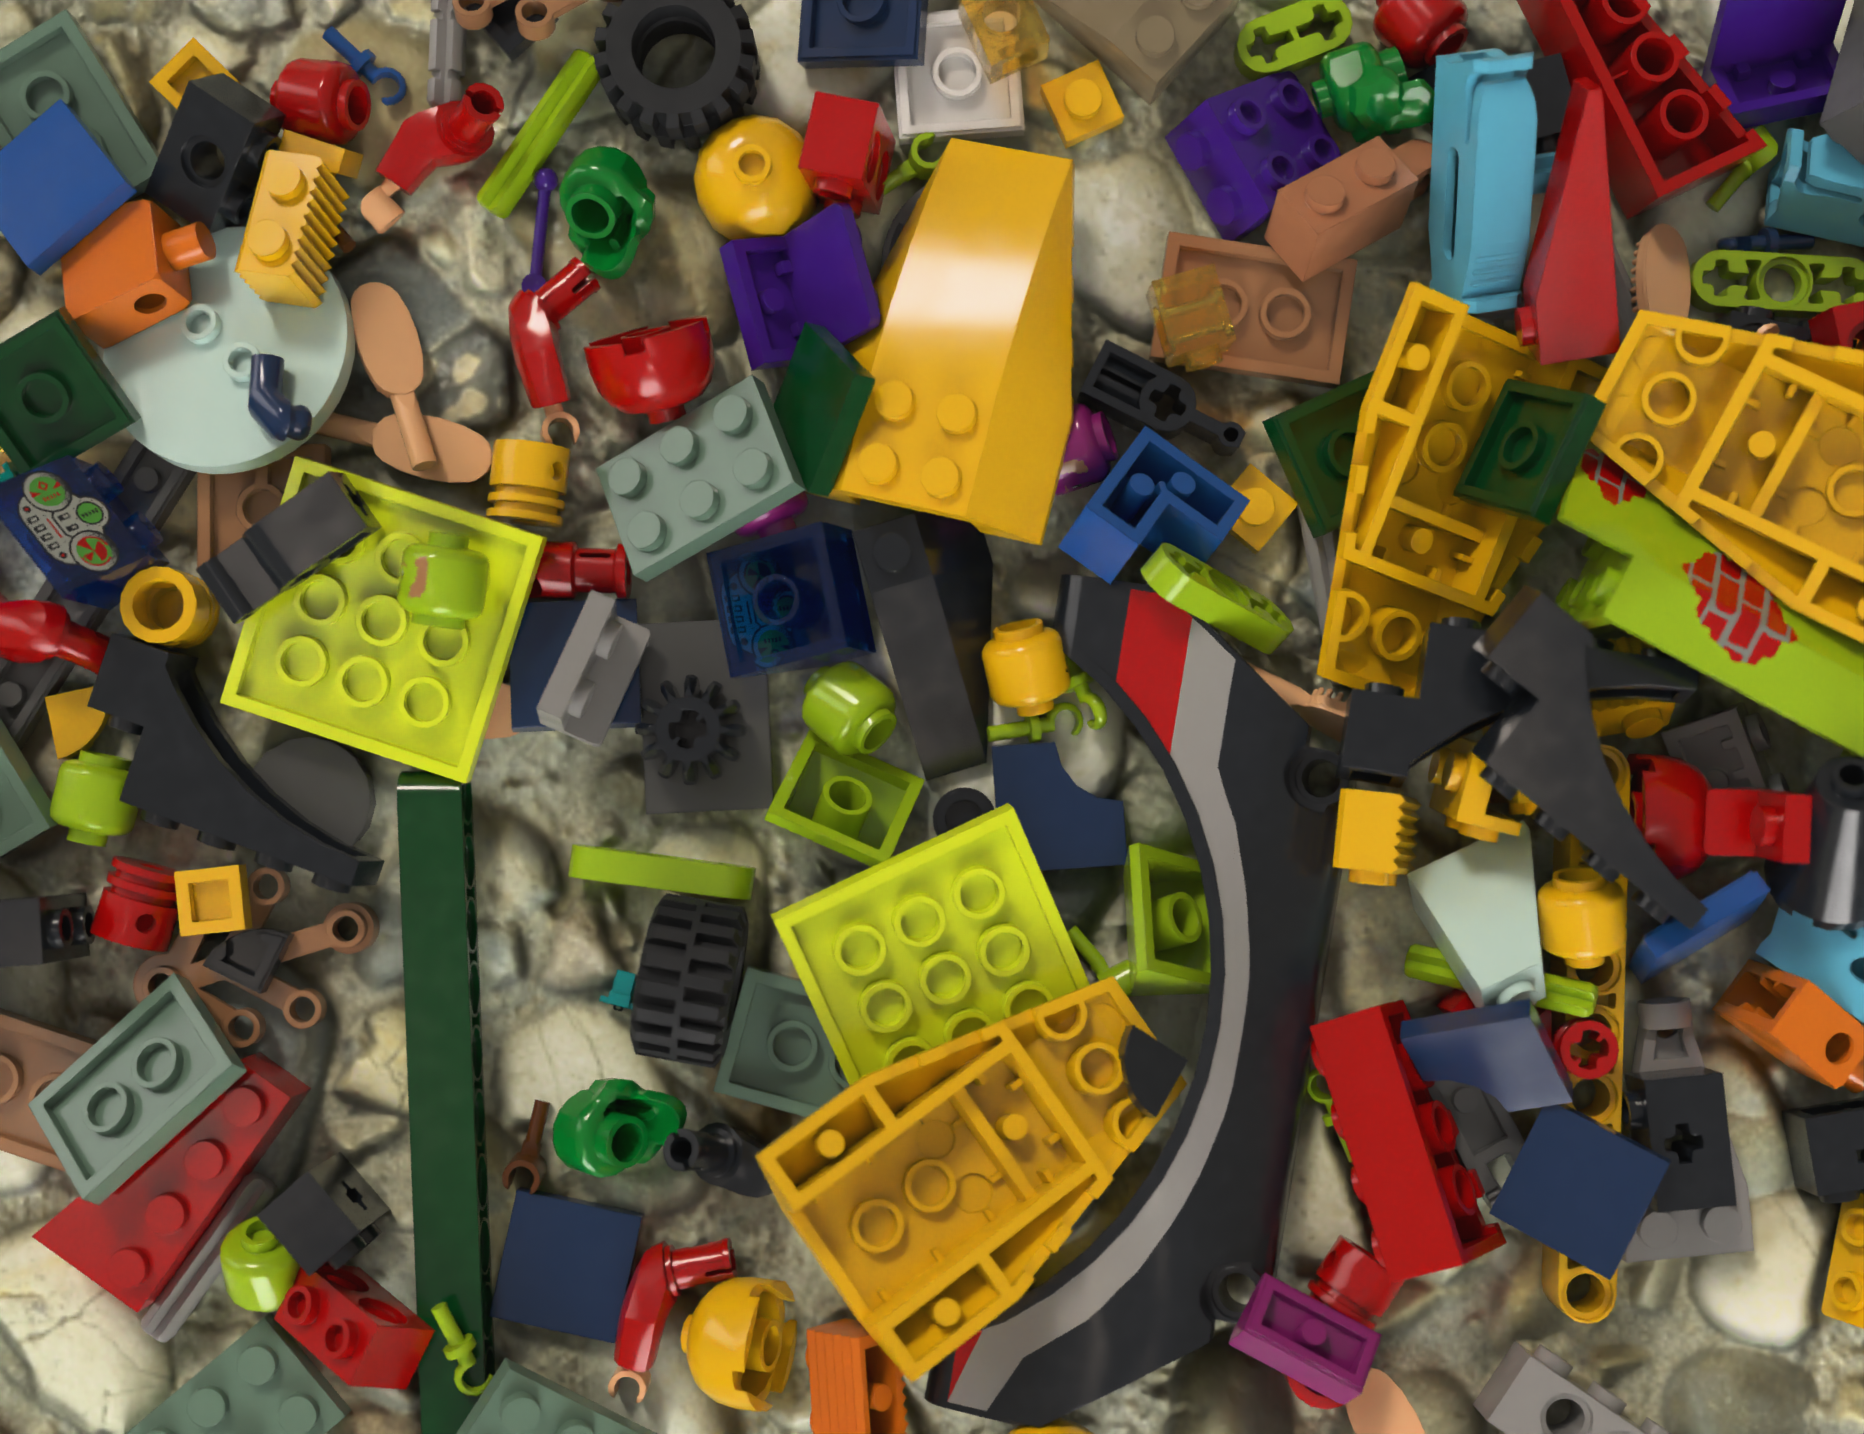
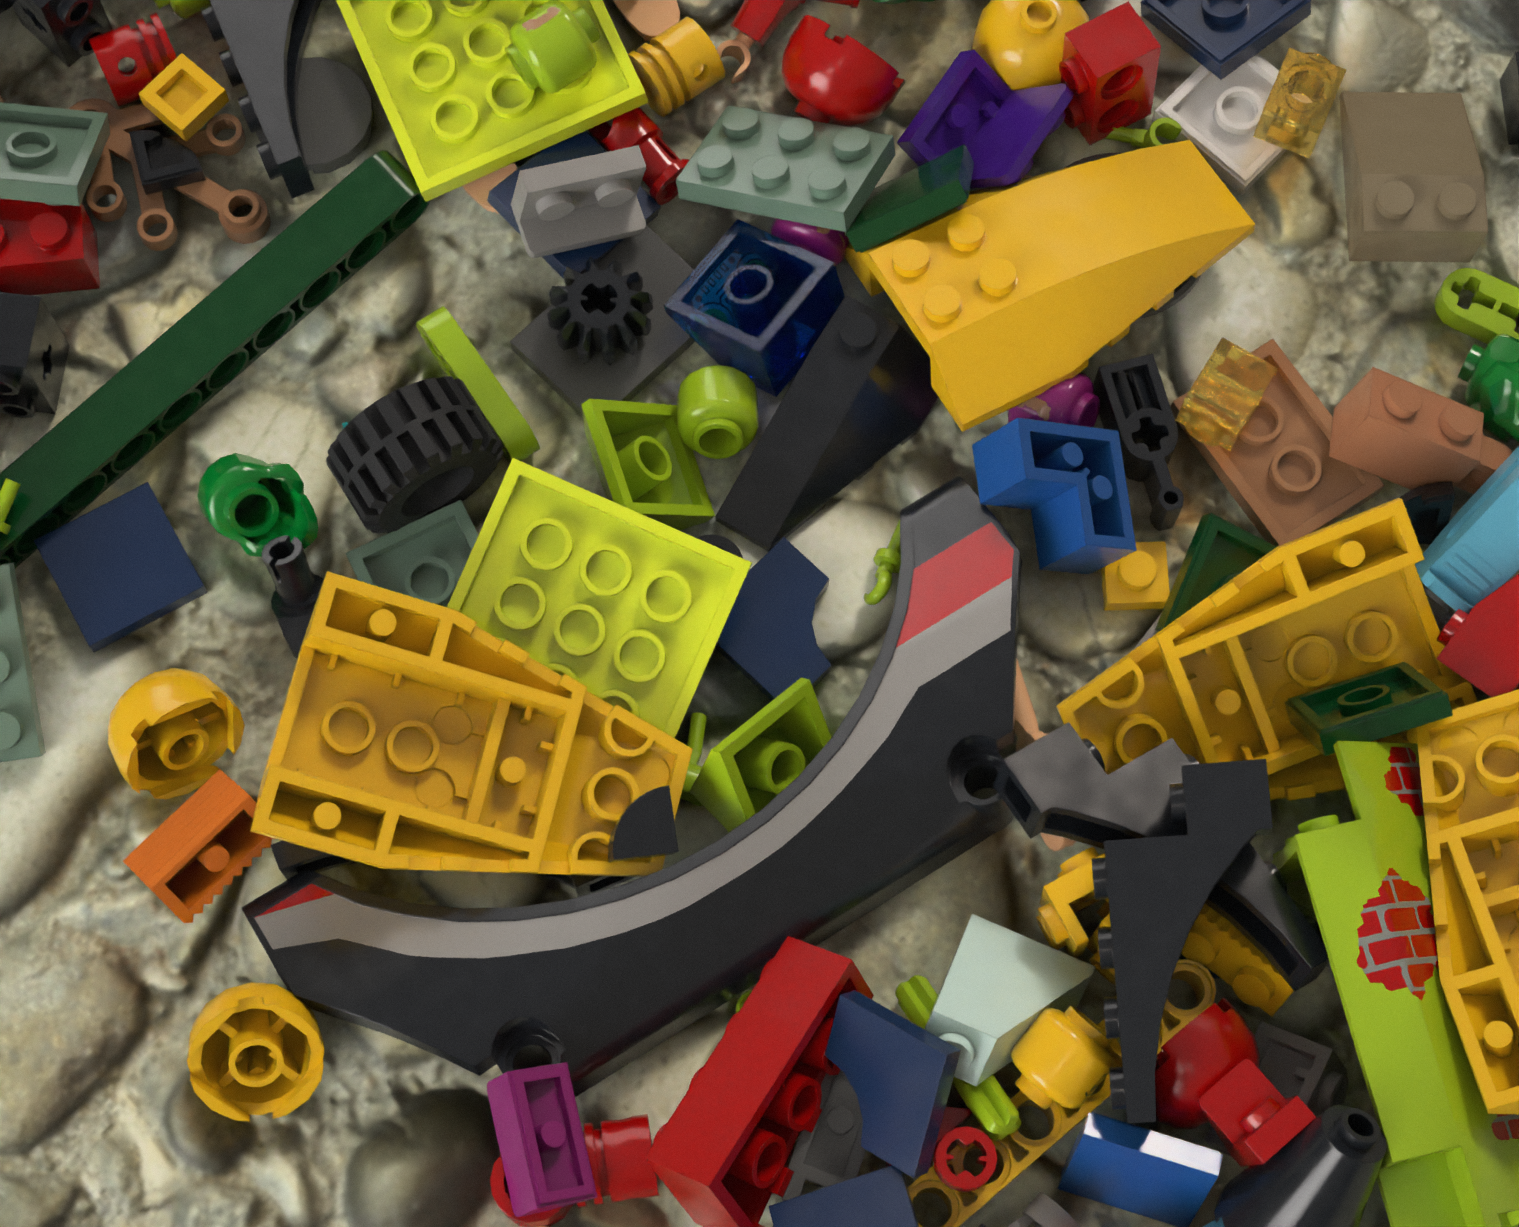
camera: 45 degrees right, 15 degrees down
(531, 1147) = (181, 473): reddish brown hand -> none
(652, 1295) = (142, 641): red arm -> none
(1026, 666) = (864, 508): yellow head -> none
(1033, 726) = (826, 557): lime hand -> none
(1081, 104) = (1302, 211): yellow plate -> none
(1216, 598) = (1042, 588): lime beam -> none
(1249, 147) = (1391, 329): dark purple bracket -> none
(1375, 836) = (979, 857): yellow brick -> none
(1400, 255) = (1429, 509): none -> black tile

